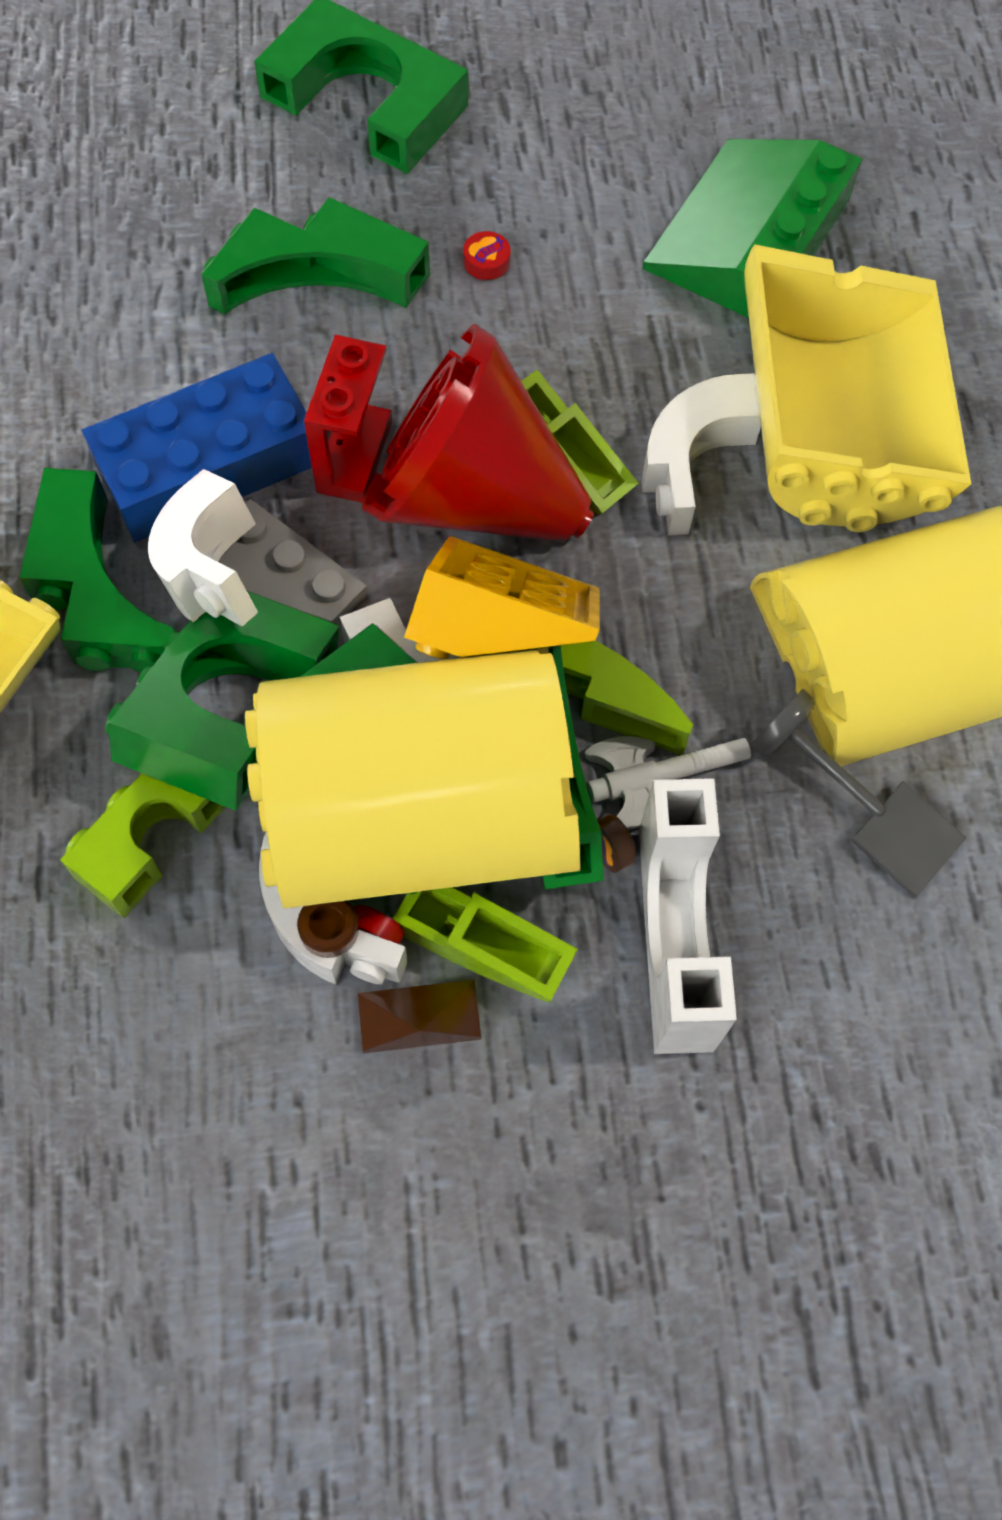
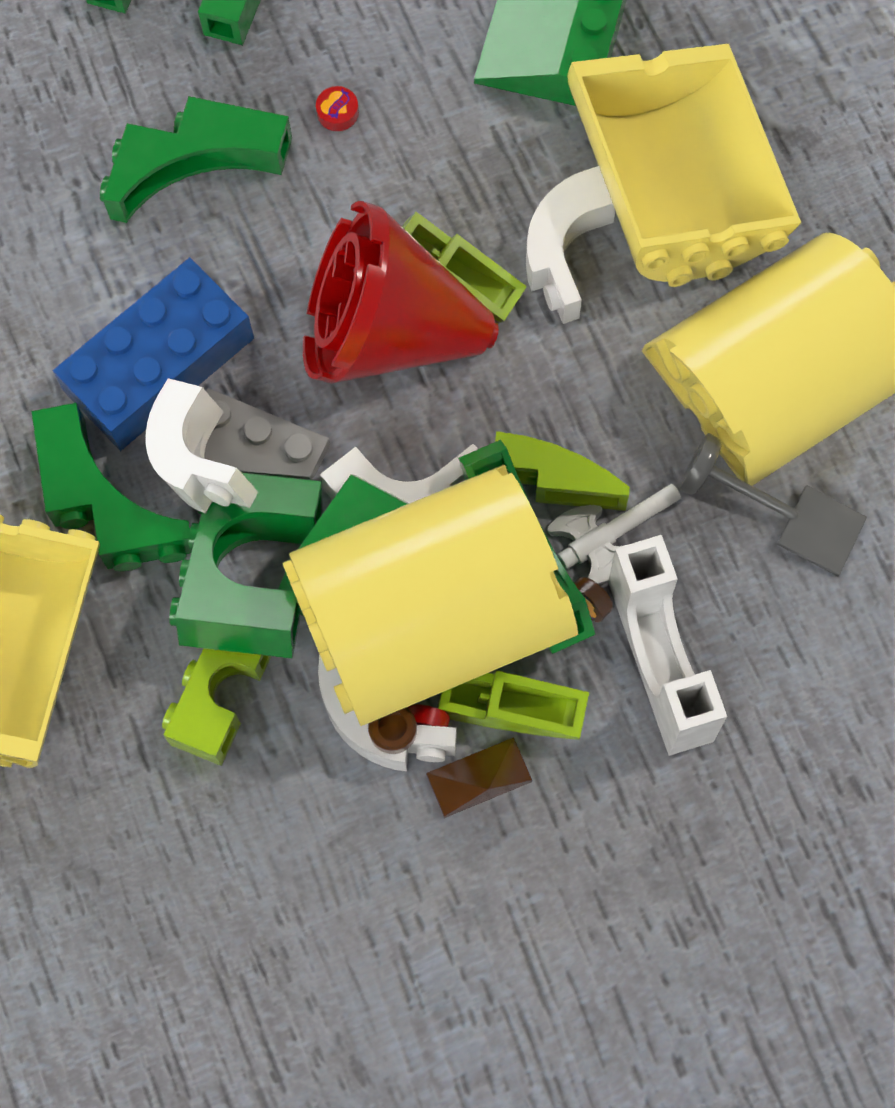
camera: 10 degrees left, 5 degrees up
(359, 430) = (274, 301): red panel -> none
(495, 603) = (453, 433): yellow slope -> none

